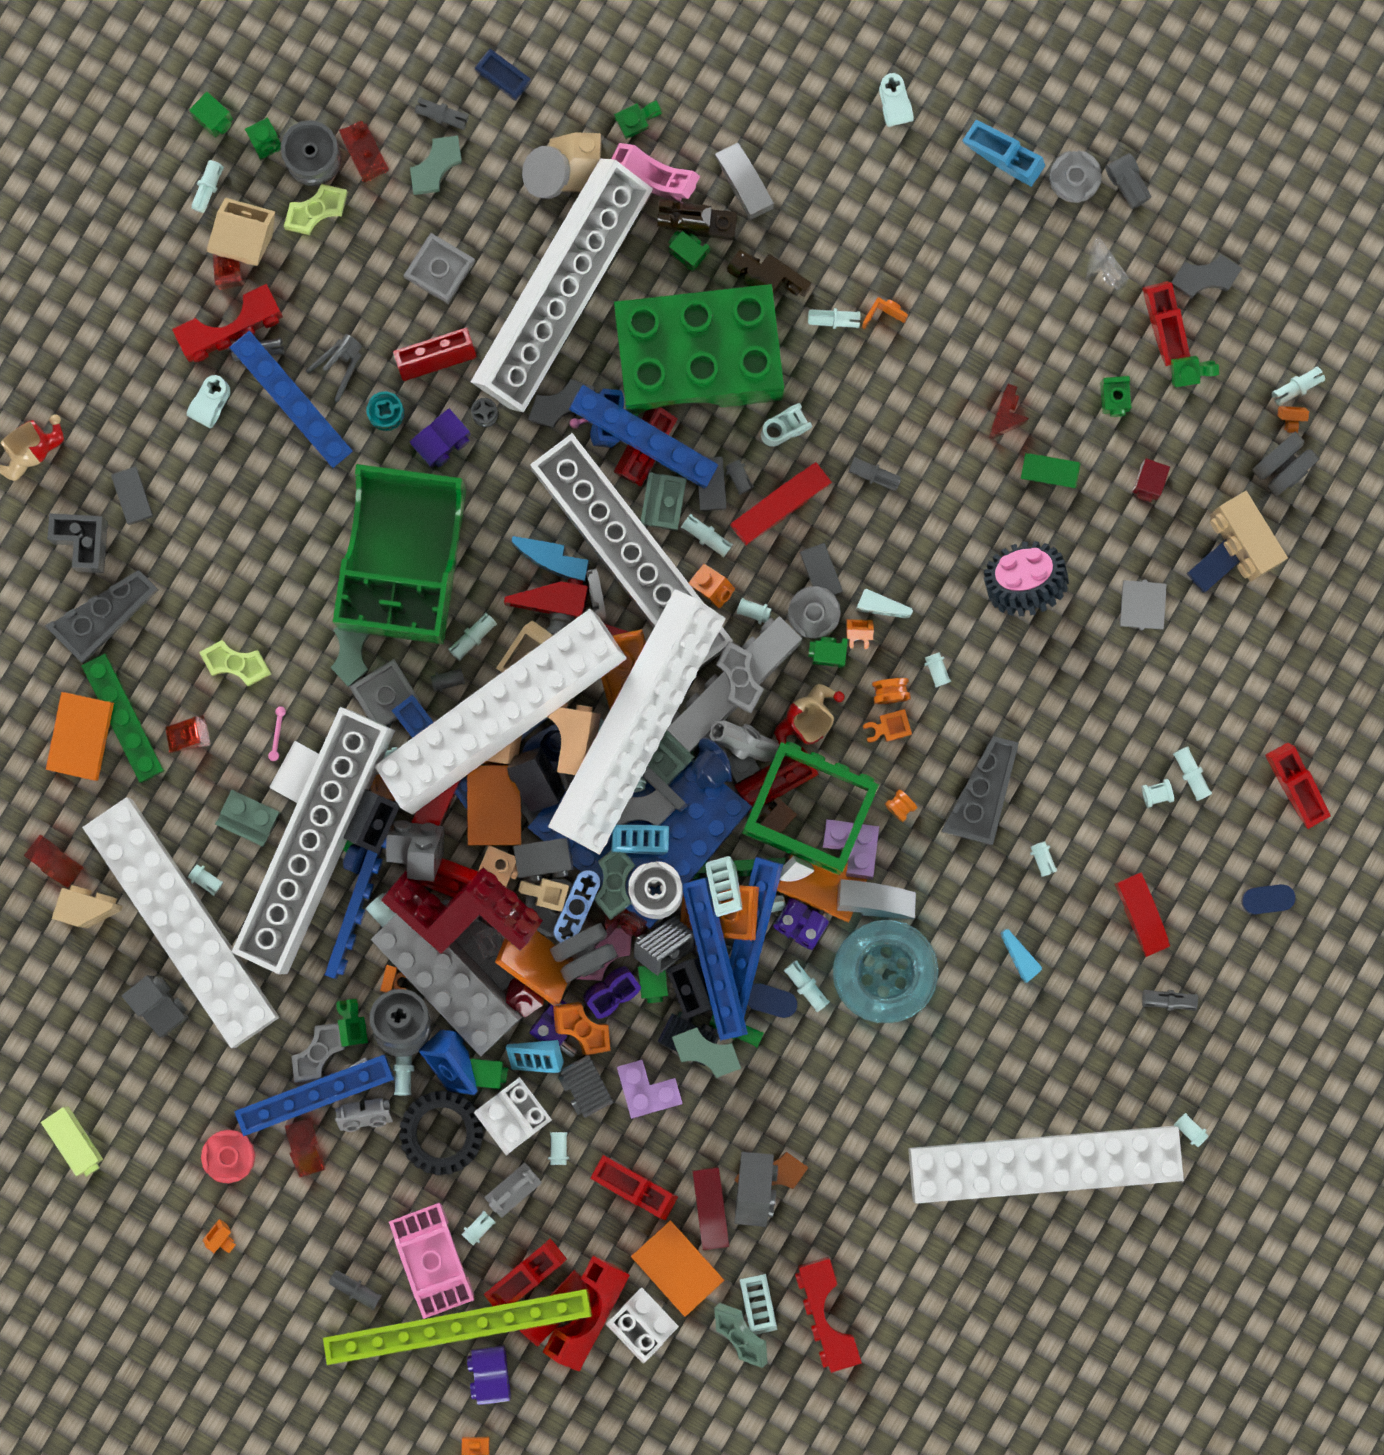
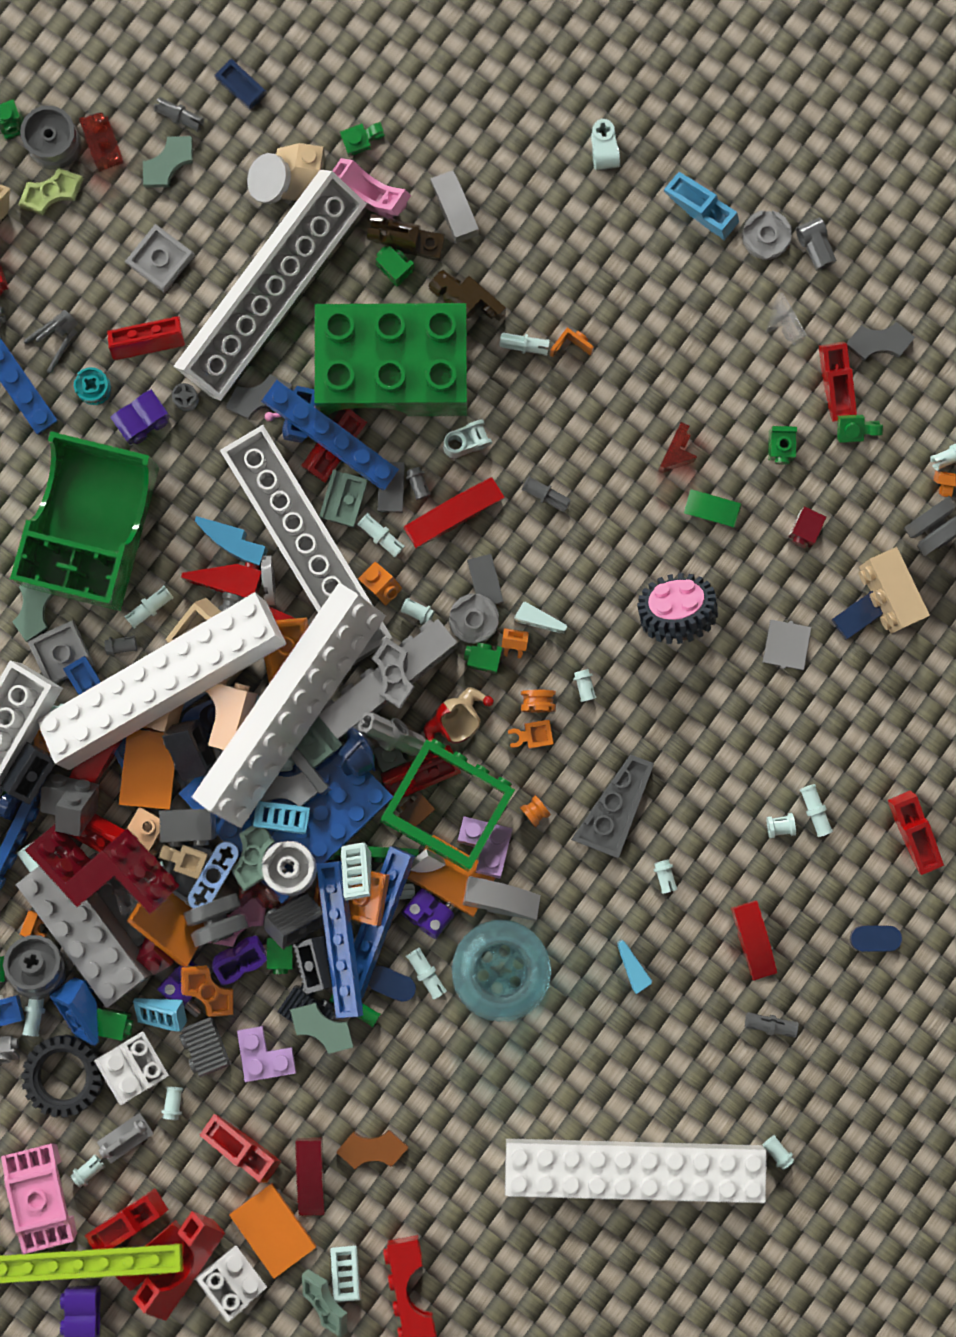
camera: 10 degrees right, 0 degrees up
(754, 1195) = (351, 1169): dark grey brick -> none

